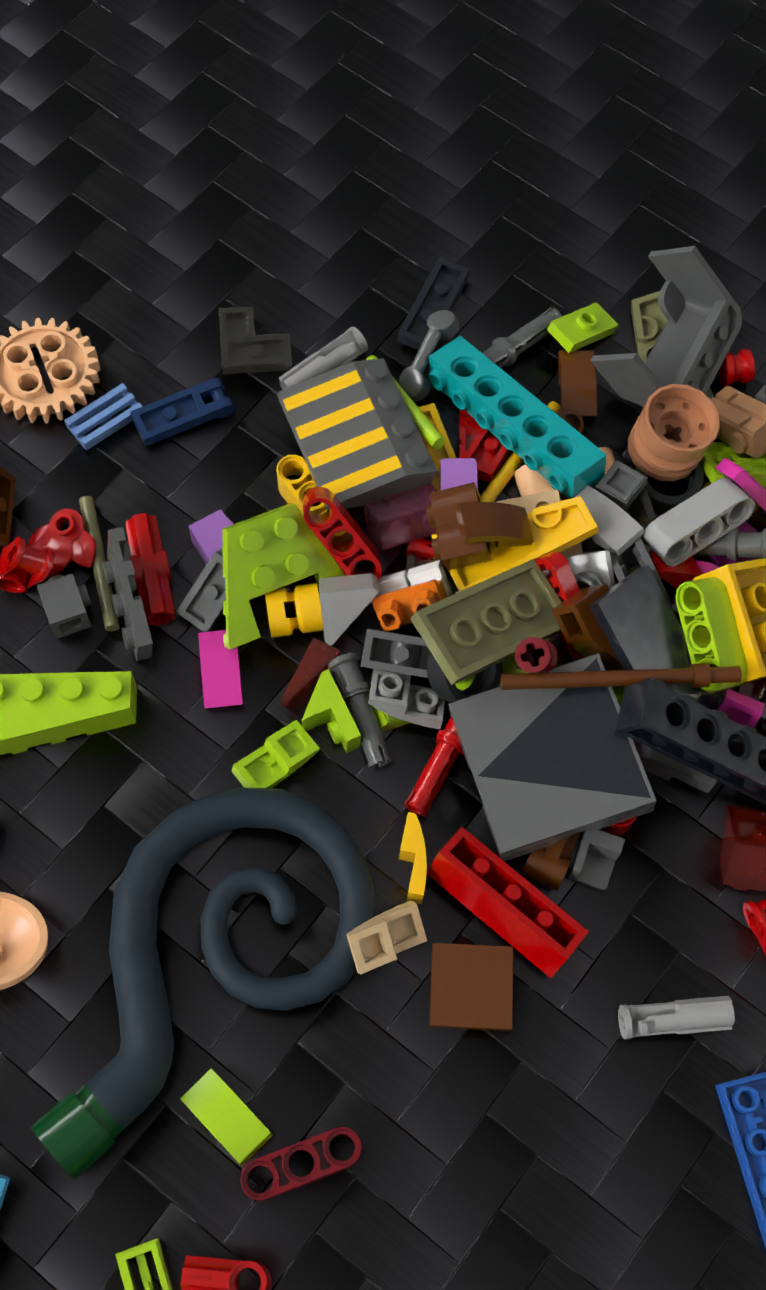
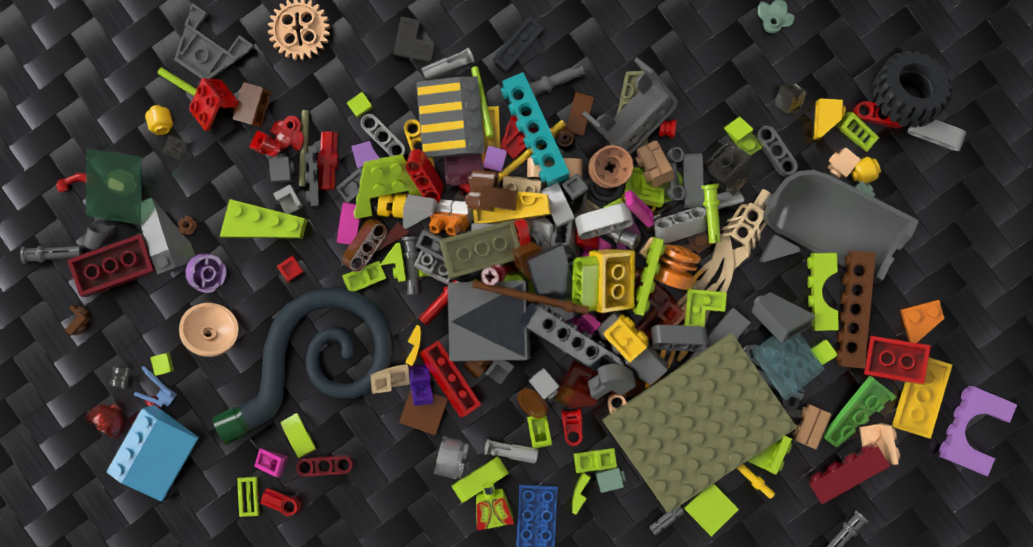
camera: 20 degrees right, 20 degrees up
(90, 651) = (288, 199): none -> light grey panel
(101, 412) = (323, 57): medium blue tile -> none
(125, 783) = (290, 268): none -> red tile
(181, 1193) = (271, 462): none -> dark pink slope
(182, 411) = (366, 73): dark blue plate -> none
(185, 466) = (360, 105): none -> lime slope
(230, 492) = (378, 129): none -> light grey beam
(247, 706) = (356, 248): none -> reddish brown beam
(443, 326) = (514, 62): dark grey bar -> none
(449, 934) = (420, 385): none -> dark purple slope
(563, 1063) = (450, 457): none -> clear brick
(582, 327) = (593, 81): lime plate -> none
(634, 1096) = (473, 482): none -> lime beam
(684, 1148) = (492, 508): none -> torso
(686, 902) = (532, 403): none -> reddish brown piece
(697, 855) = (544, 384): none -> light grey brick
(718, 959) = (539, 432): none -> lime slope

